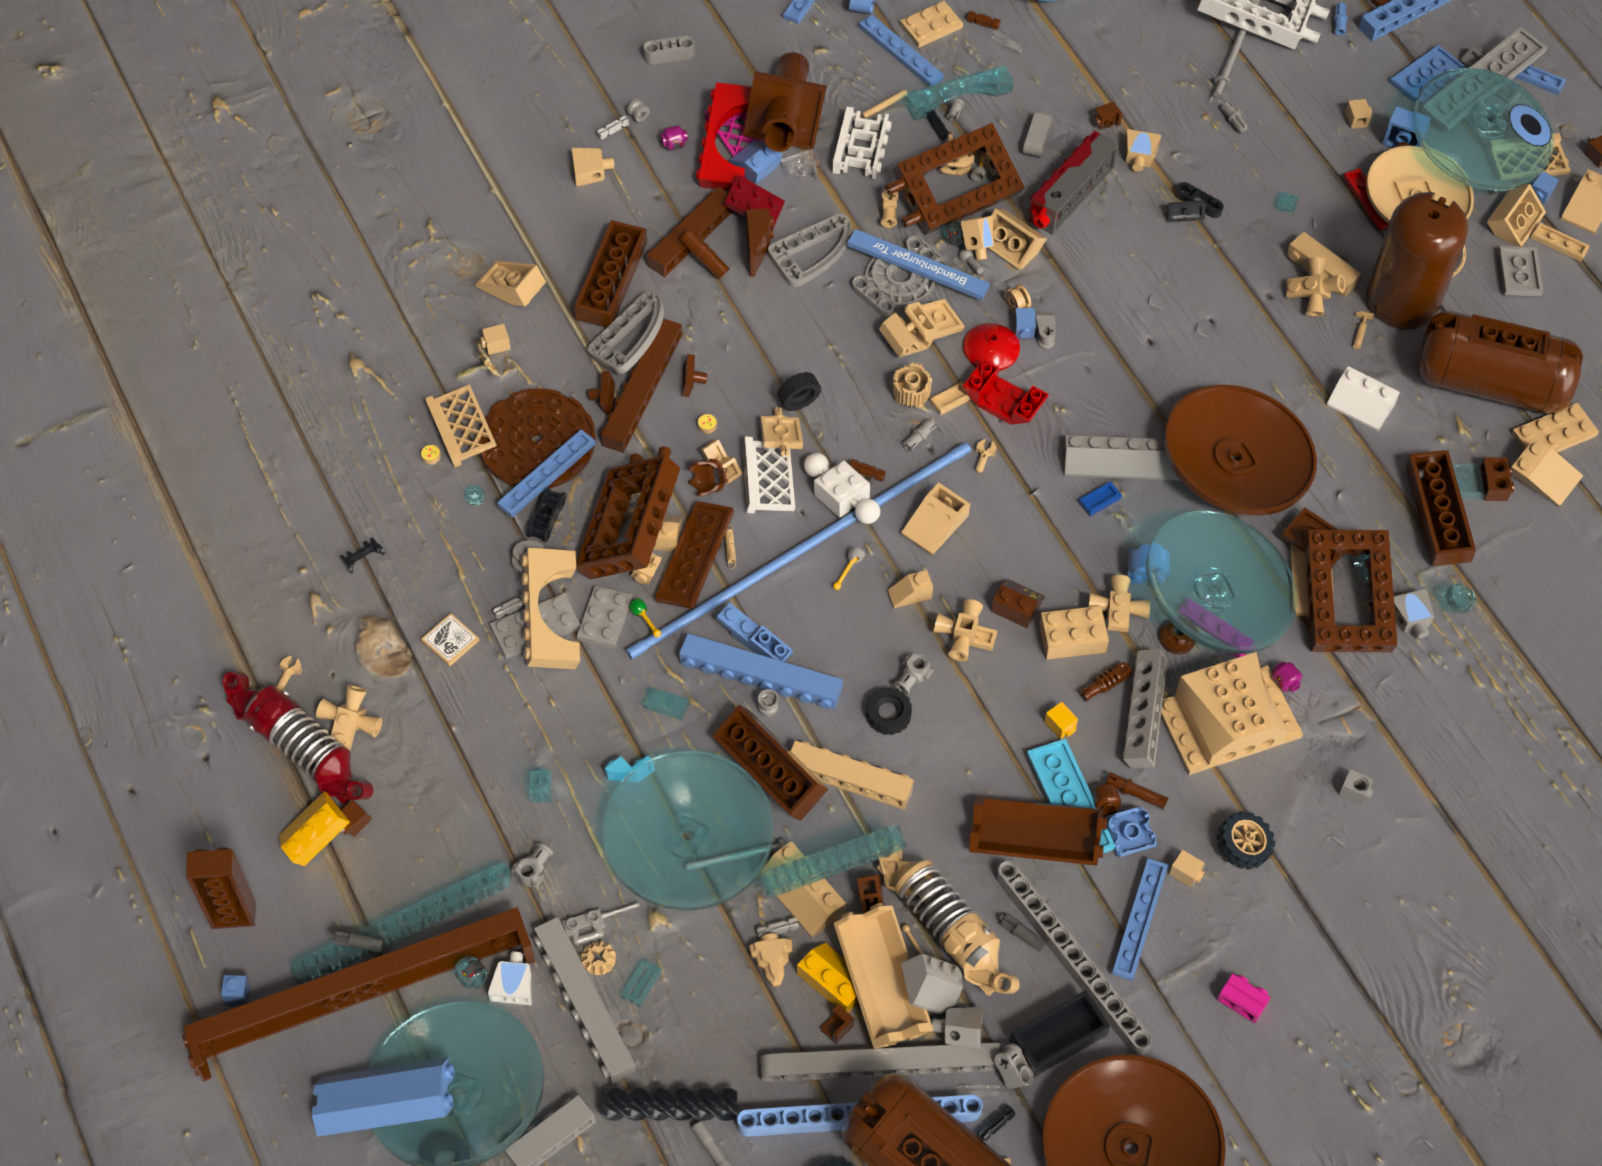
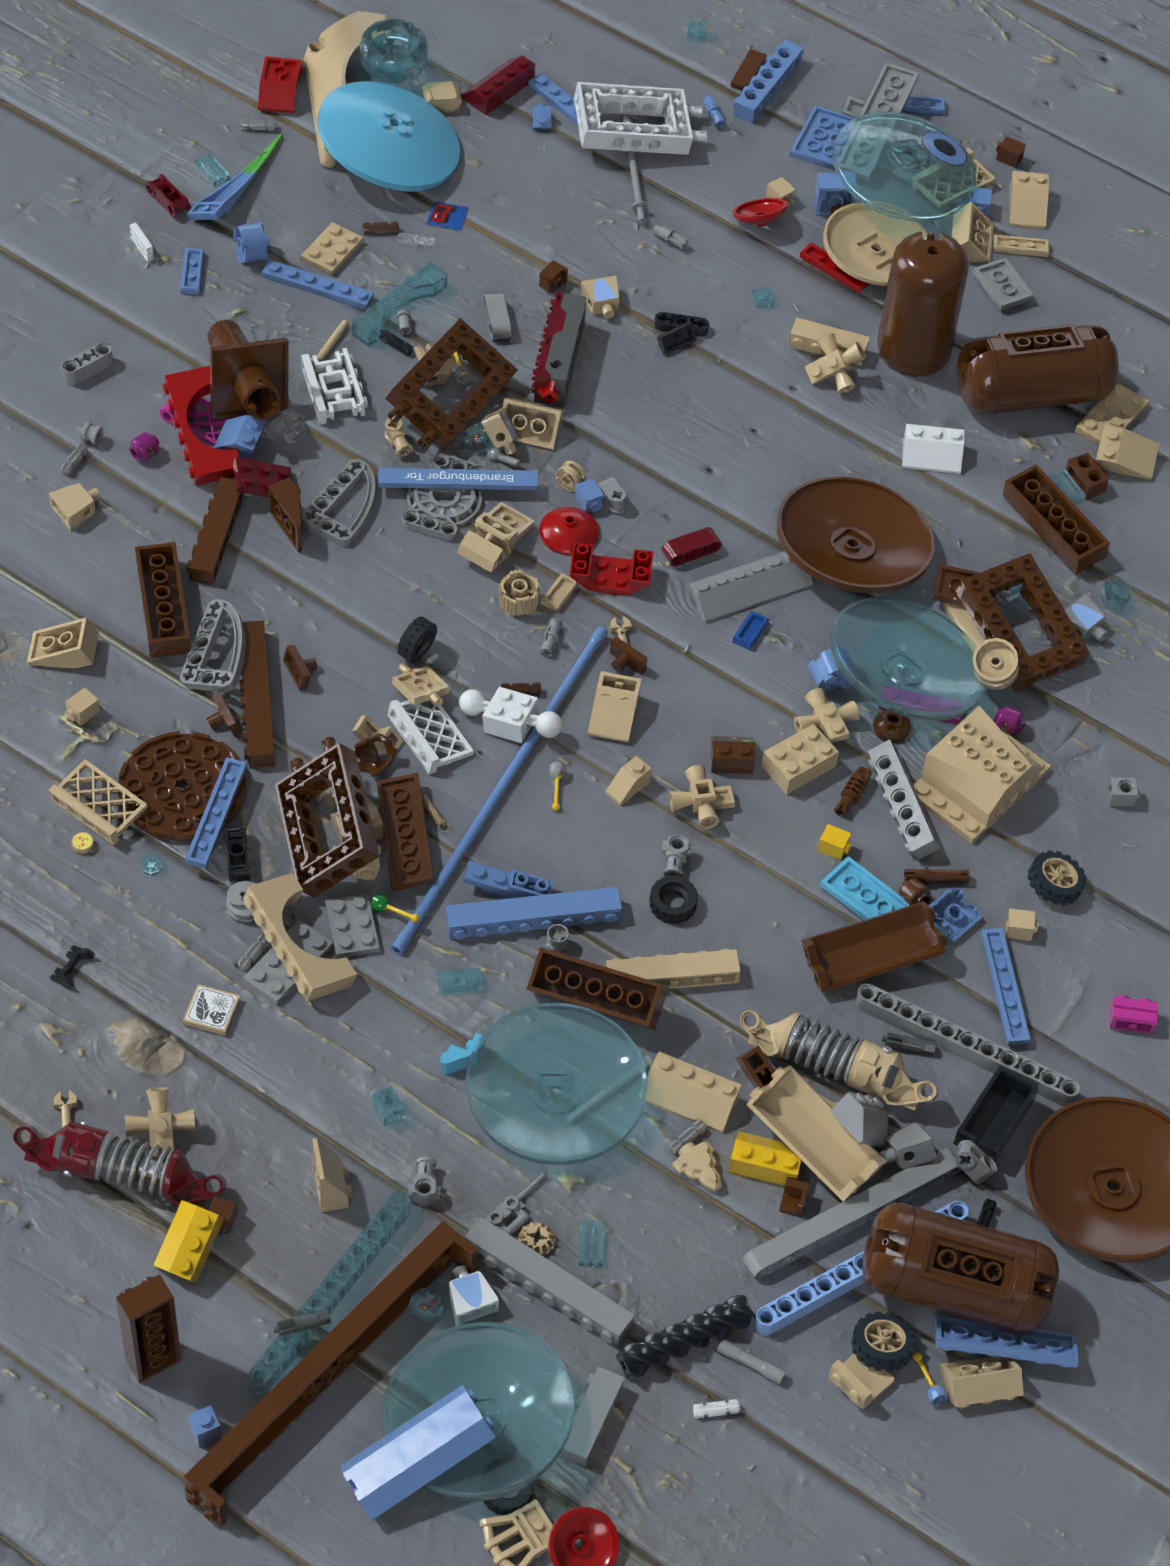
camera: 30 degrees left, 5 degrees down
(453, 825) = (330, 1178): none -> tan slope
(704, 253) = (245, 545): reddish brown axle -> none
(707, 423) = (341, 706): tile -> none
(832, 860) = (711, 1050): clear light blue beam -> none
(974, 478) = (627, 656): none -> reddish brown tile
(1048, 30) = (447, 215): none -> sticker
(1089, 402) = (691, 546): none -> dark red beam
(1297, 619) = (995, 652): none -> tan wheel
(1328, 123) = (760, 211): none -> red dish
(1362, 327) = (894, 386): tan piece -> none

